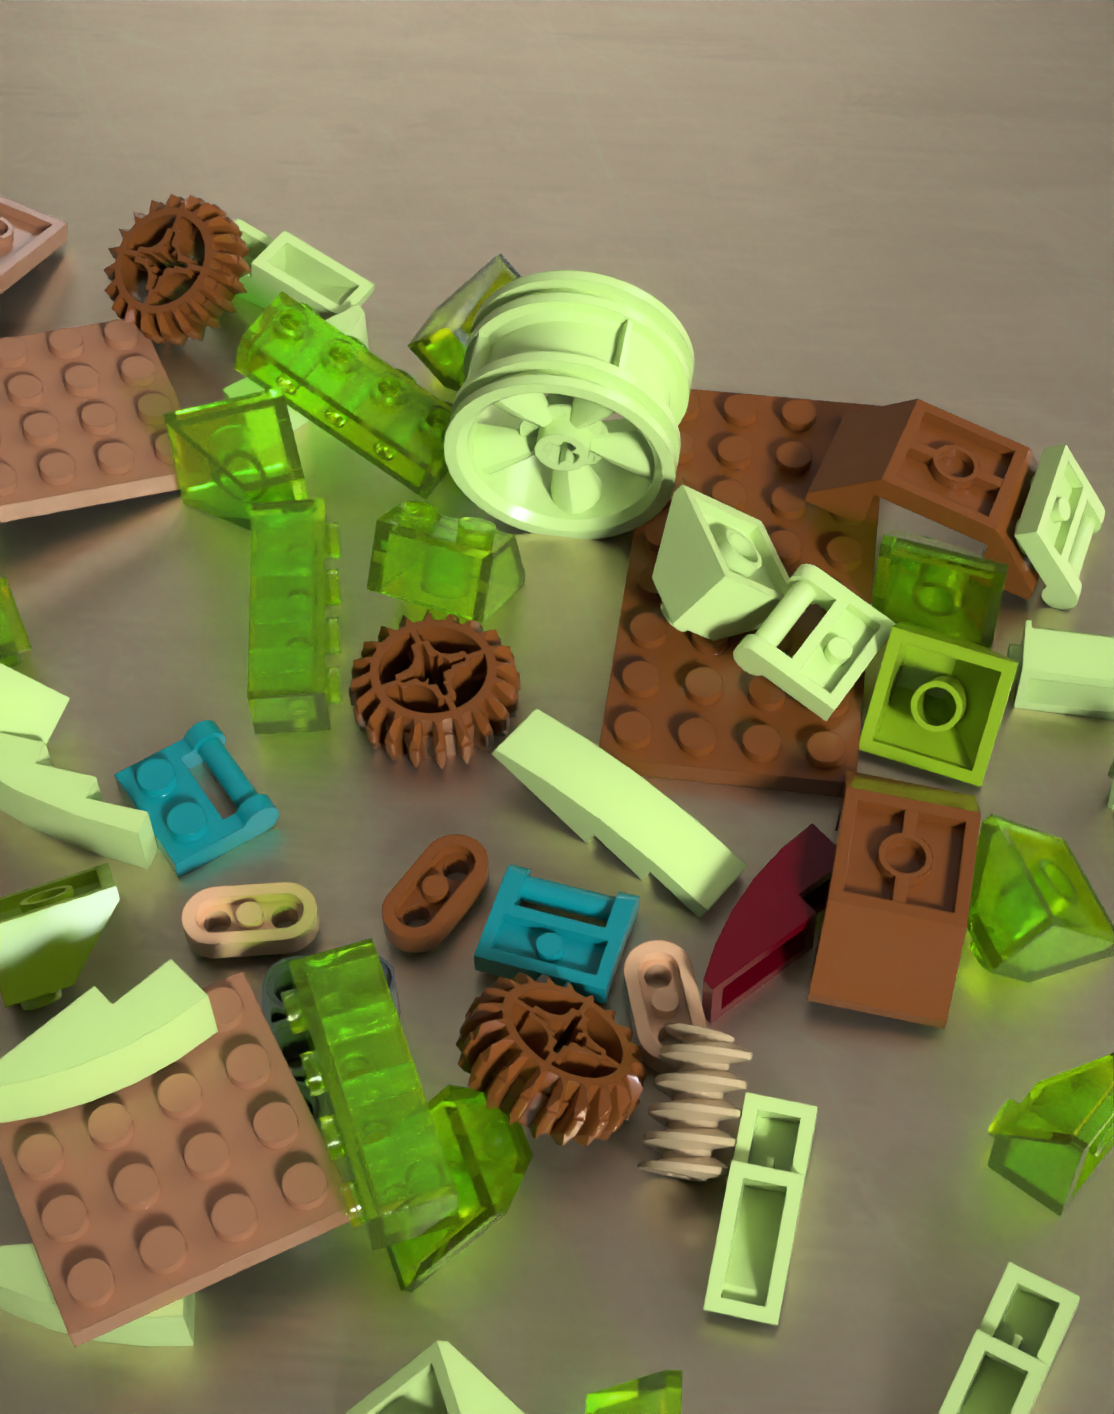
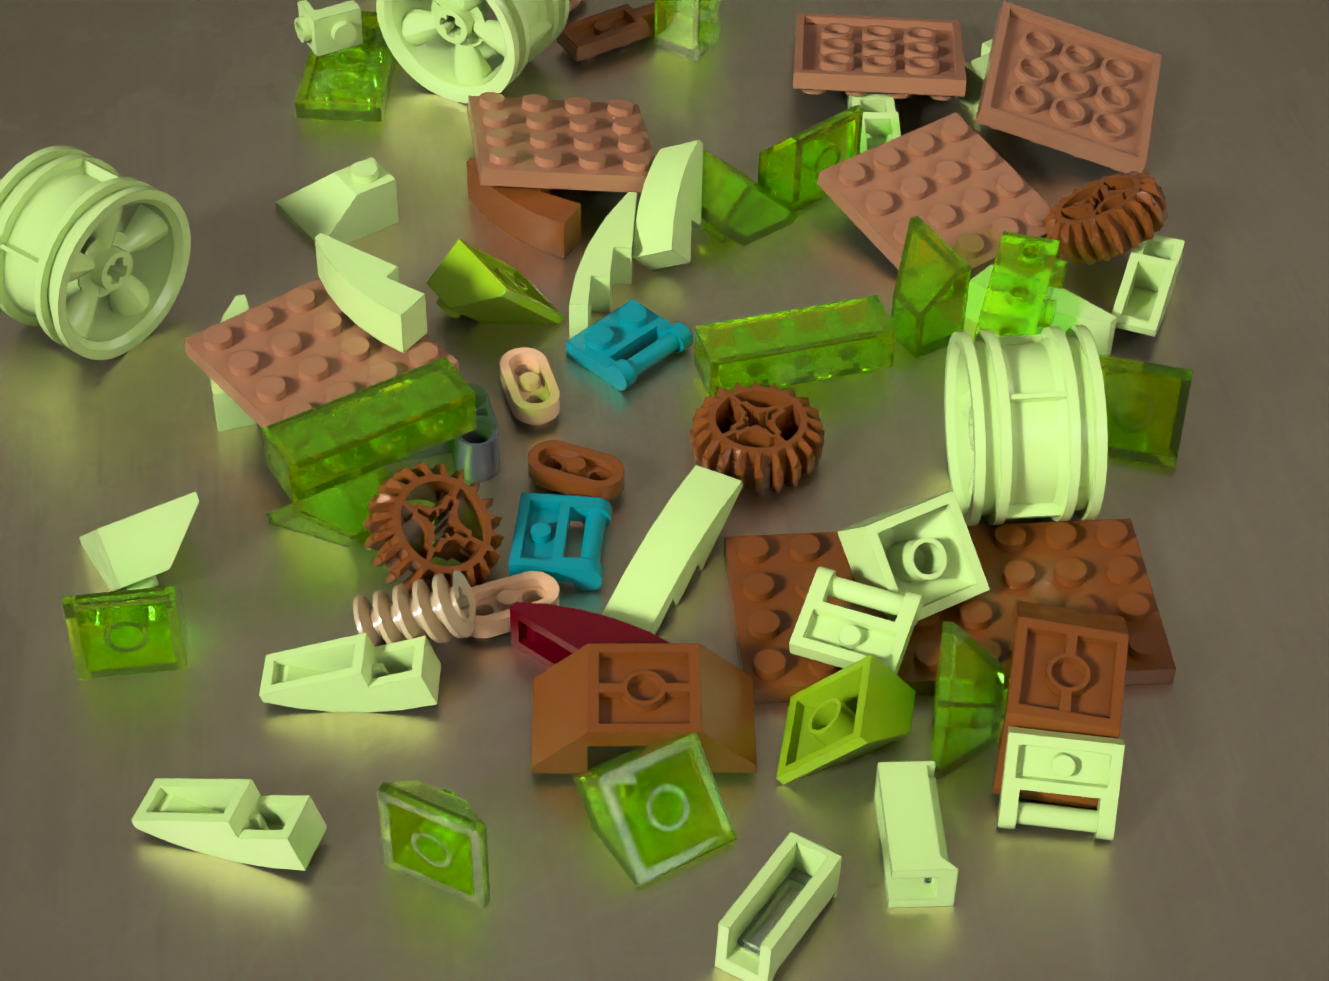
camera: 75 degrees right, 10 degrees down
(444, 561) = (862, 408): clear neon green slope -> none

